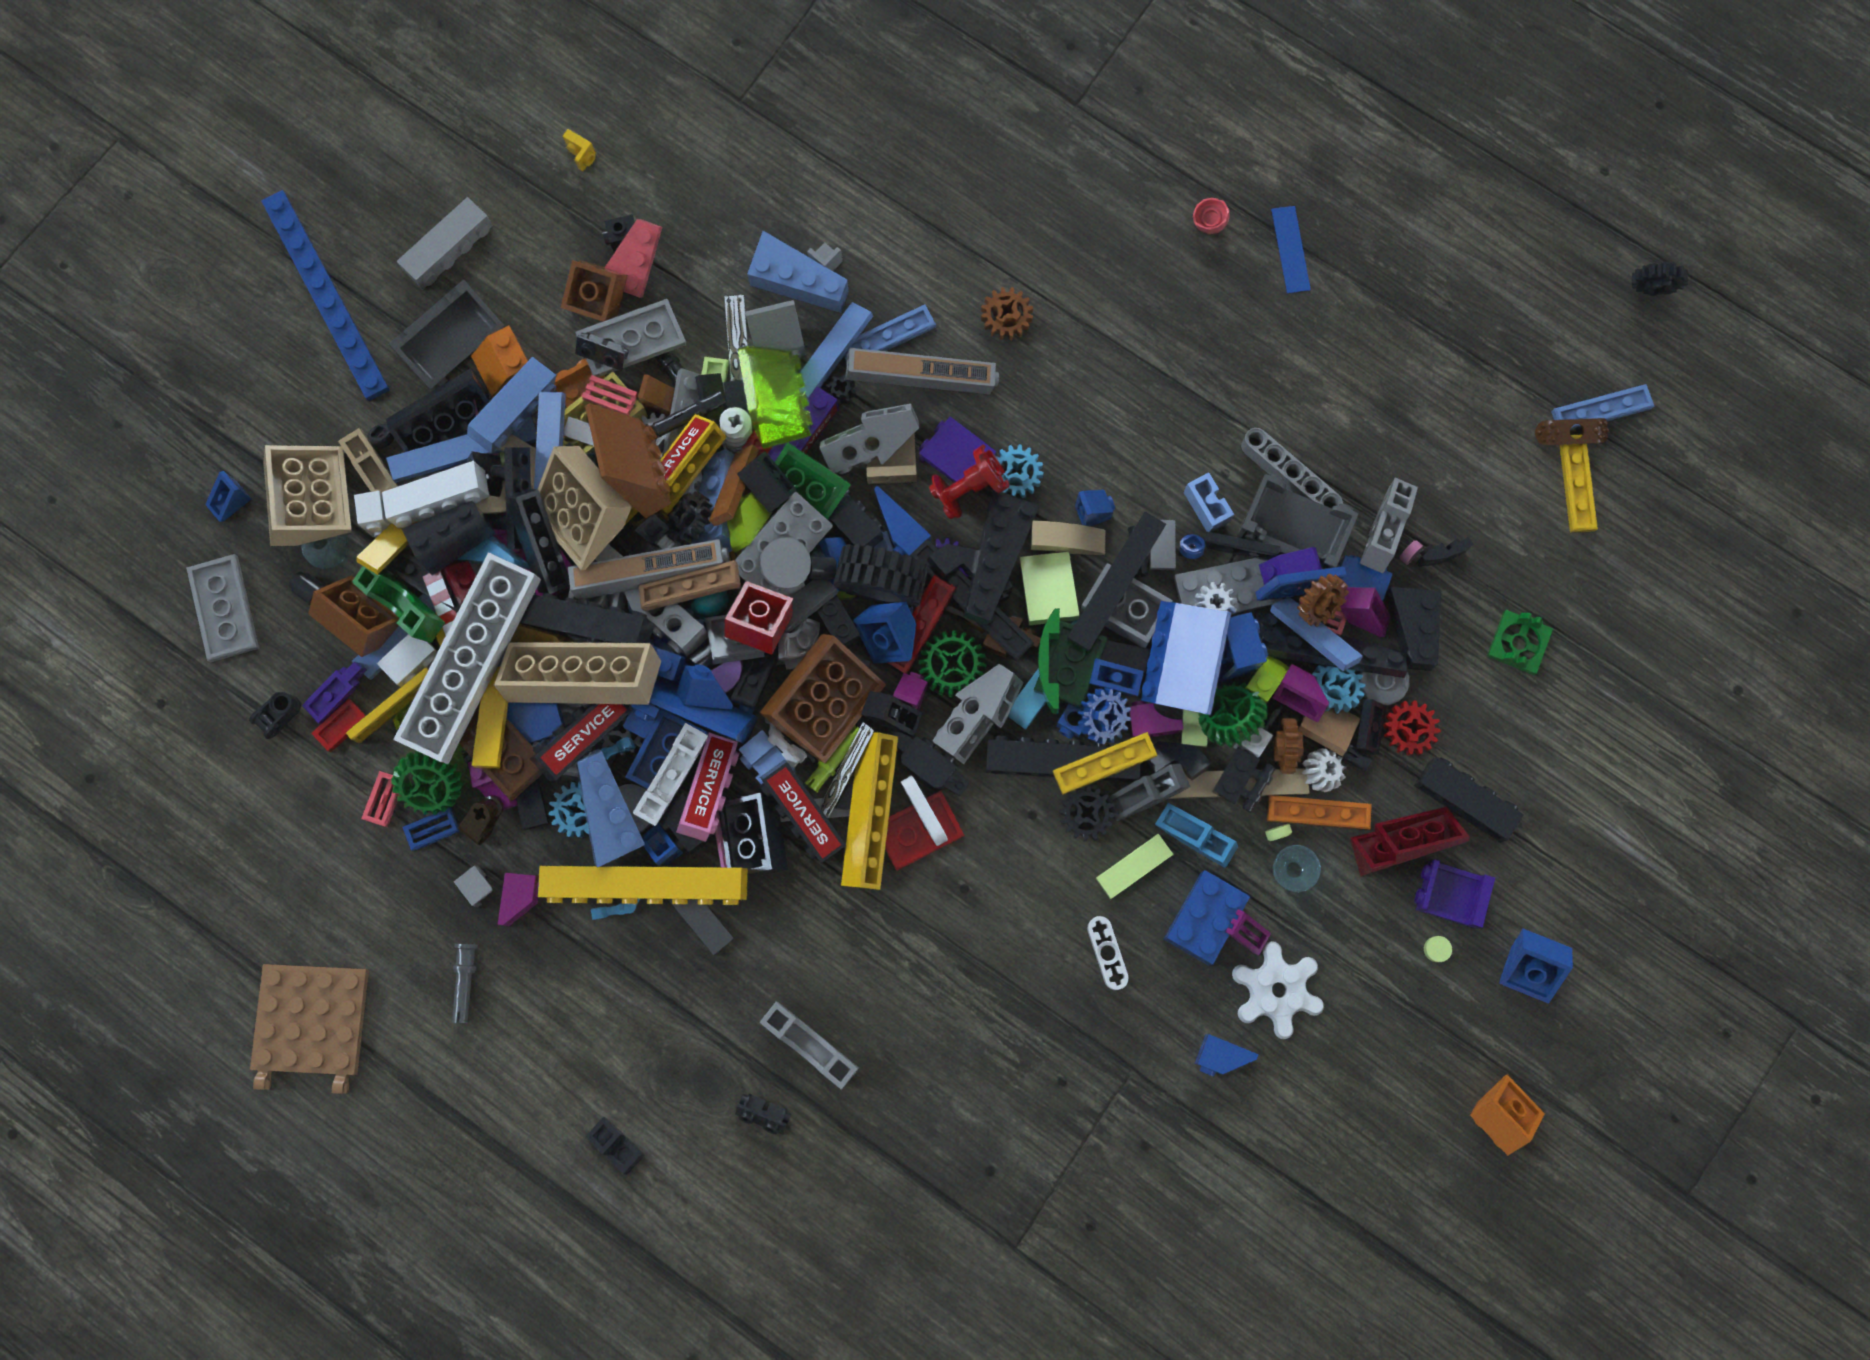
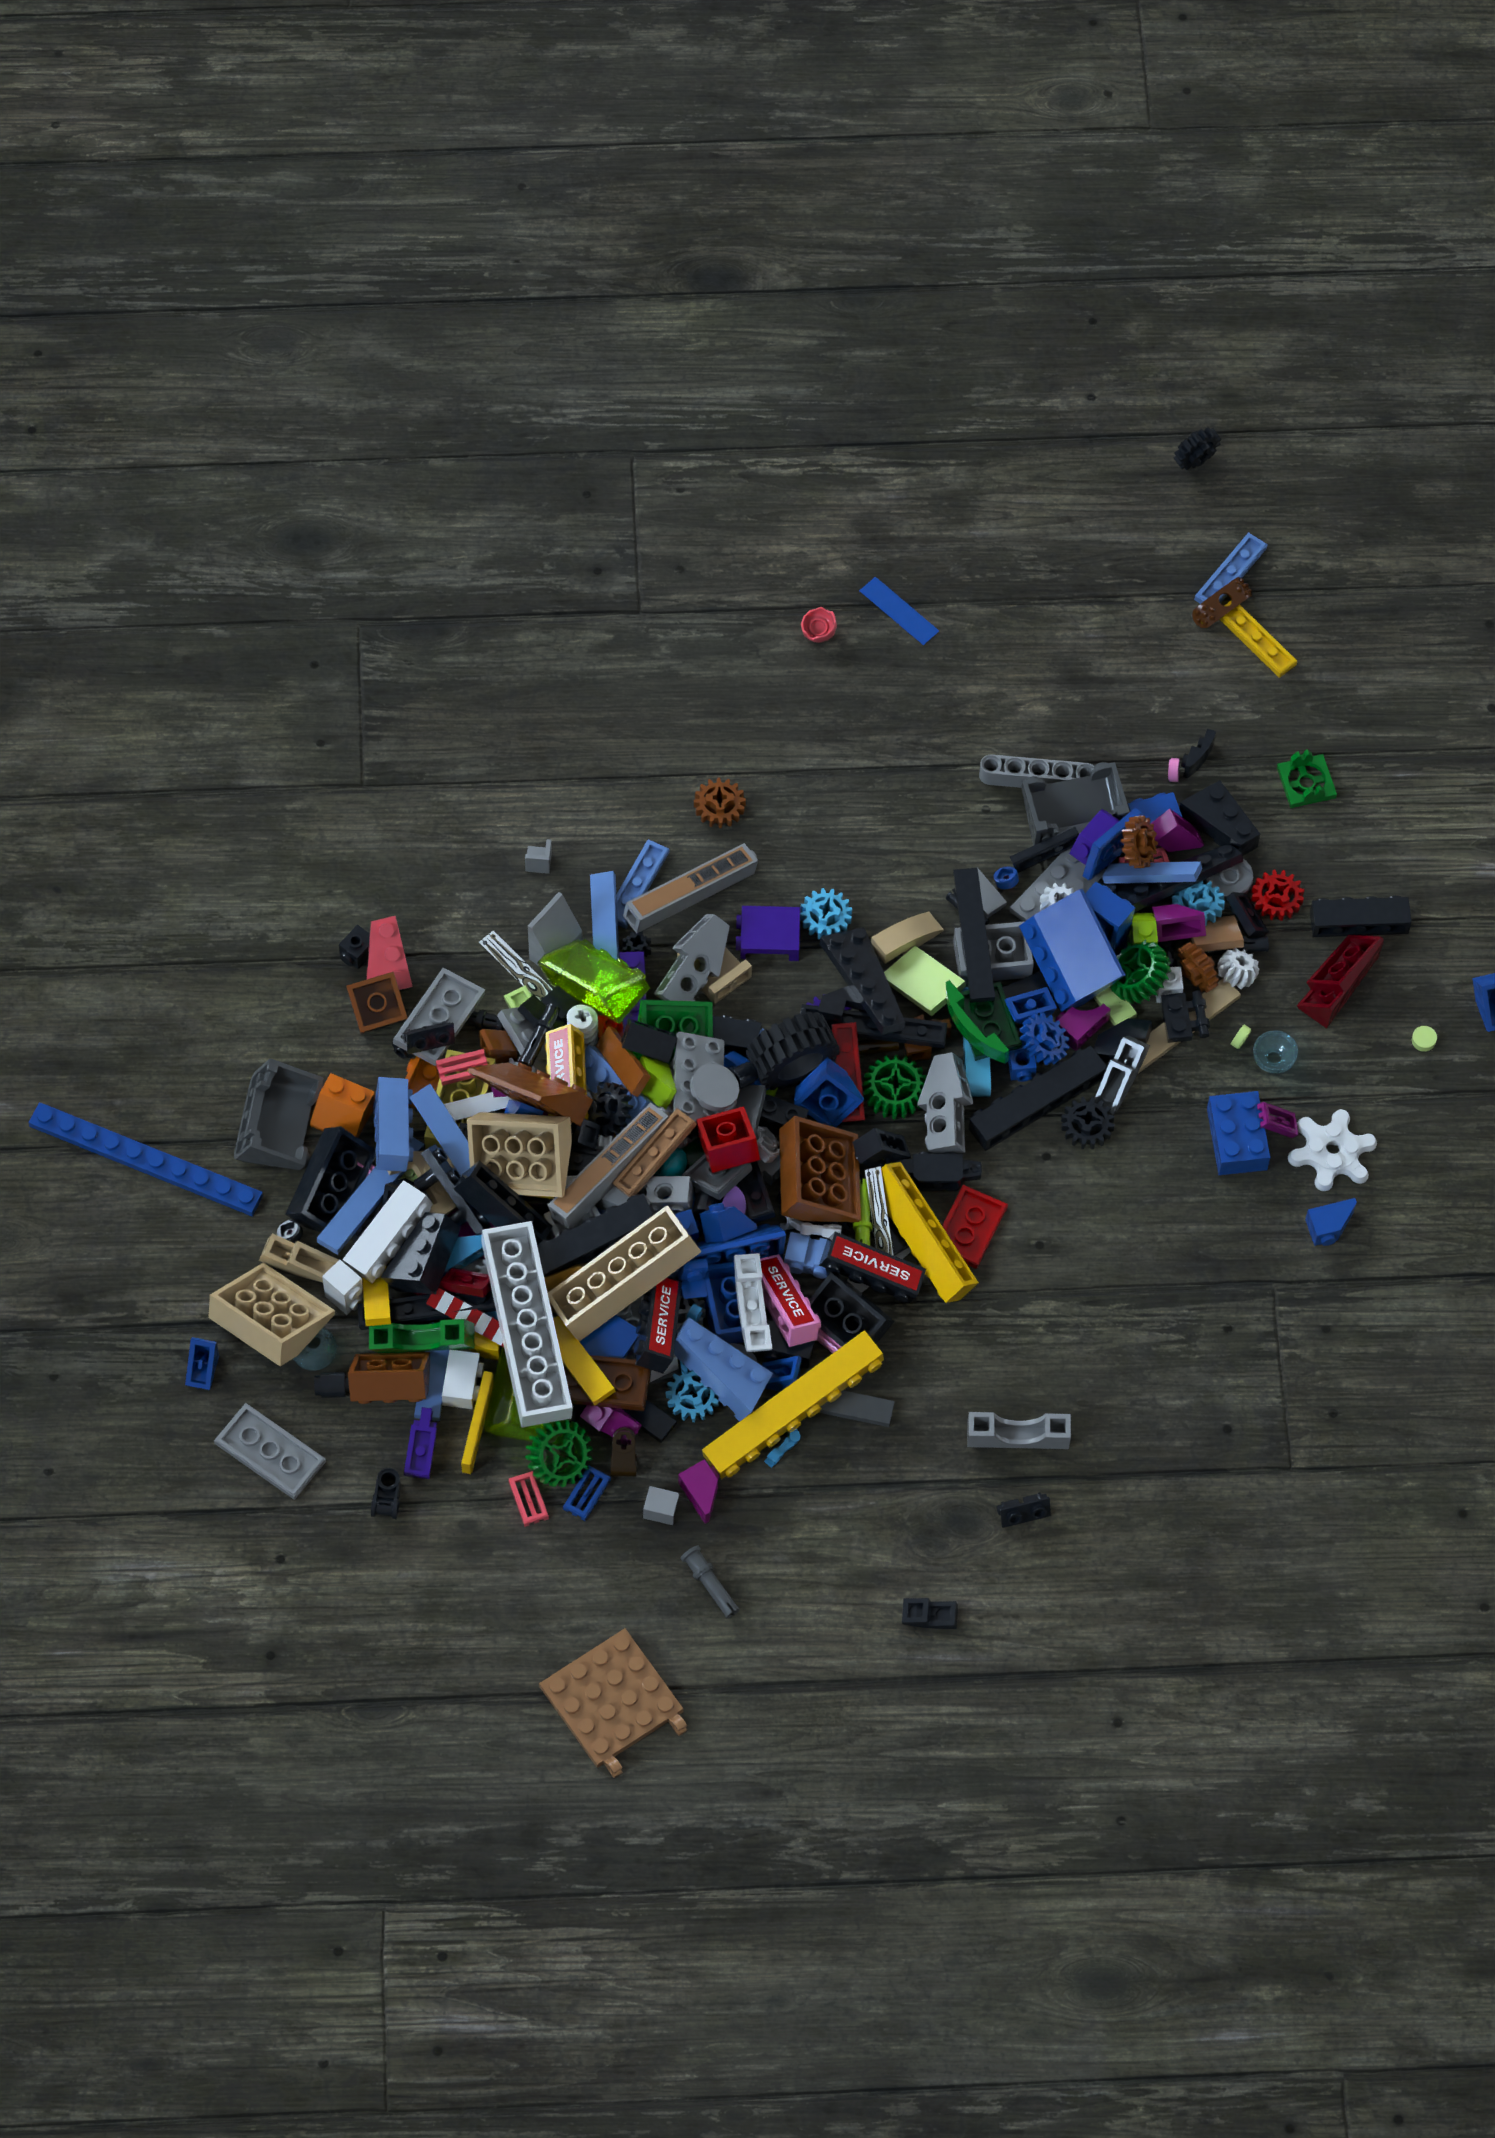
camera: 40 degrees left, 15 degrees down
(334, 728) = (445, 1469): red tile -> none
(445, 243) = (216, 1051): light grey brick -> none
(580, 148) = (265, 903): yellow bracket -> none
(794, 275) = (527, 884): medium blue wedge -> none
(902, 528) = (763, 1009): blue slope -> none
(911, 689) = (881, 1120): magenta slope -> none
(924, 810) = (964, 1203): white beam -> none
(983, 473) = (804, 933): red piece -> none
(1094, 507) = (908, 898): blue slope -> none
(1104, 763) = (1072, 1073): yellow tile -> none
(1113, 943) = (1166, 1208): white beam -> none
(1134, 866) = (1154, 1137): yellowish green tile -> none
(1197, 835) = (1183, 1081): dark azure slope -> none
(1202, 497) = (993, 838): light blue brick -> none
(1319, 812) = (1259, 1003): orange tile -> none
(1389, 525) = (1142, 759): light grey brick -> none
(1454, 894) = (1404, 991): dark purple panel -> none

